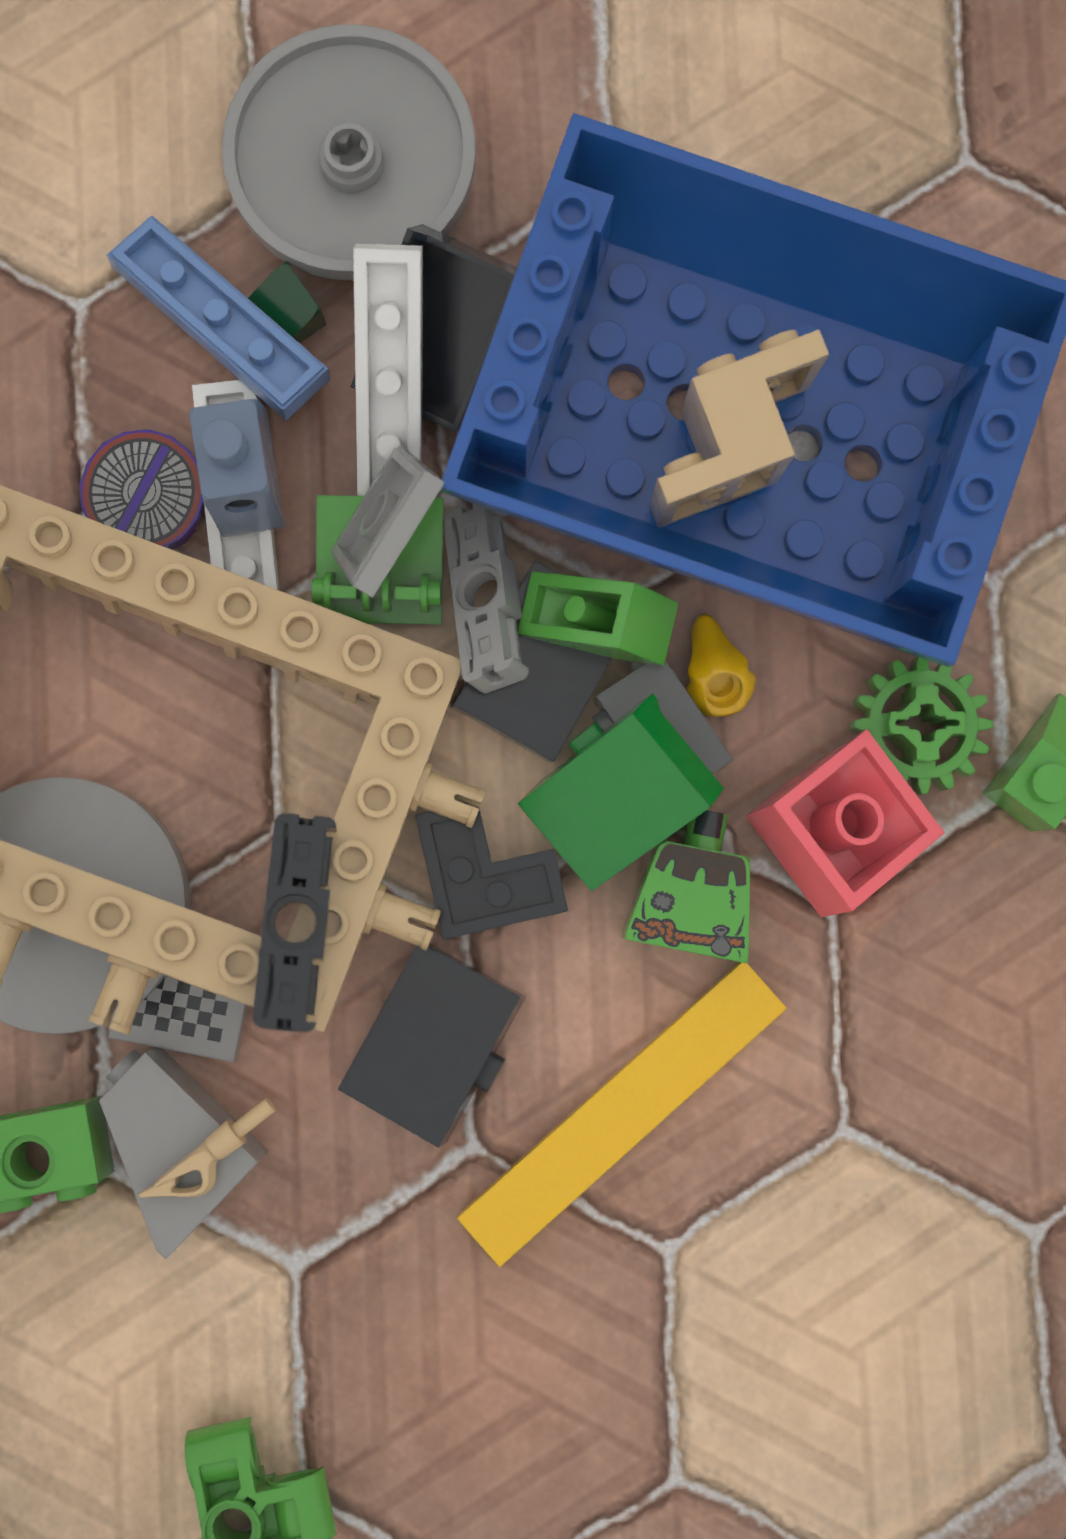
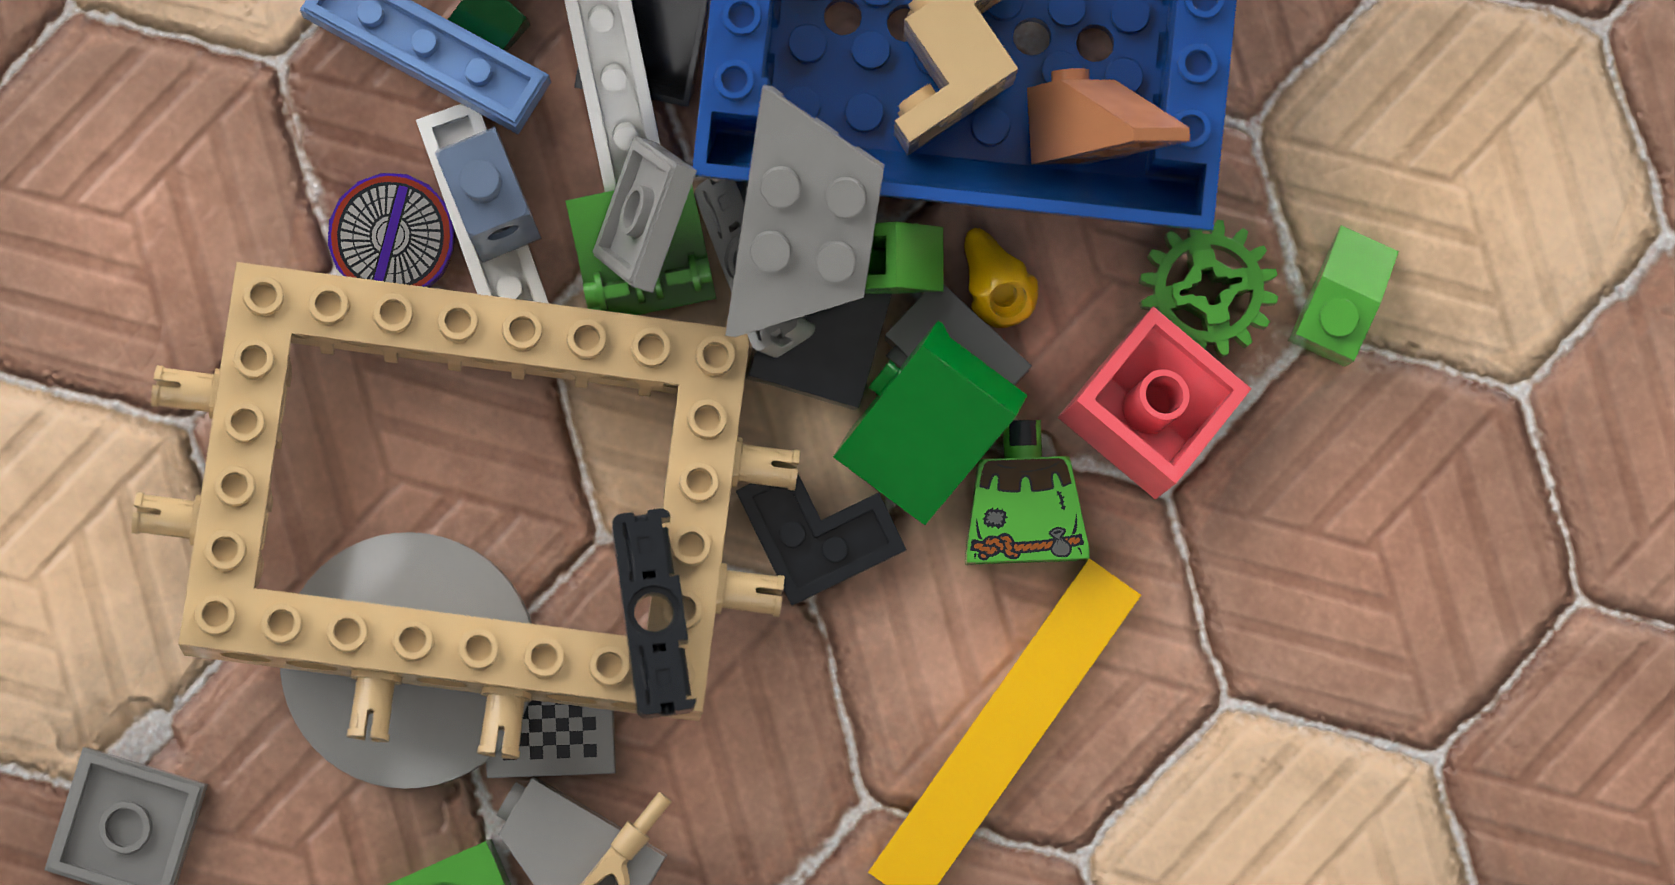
camera: 10 degrees left, 0 degrees up
(433, 1044) = (806, 709): black container -> none
(541, 556) = (803, 220): none -> light grey wing
(852, 531) = (1094, 120): none -> nougat slope

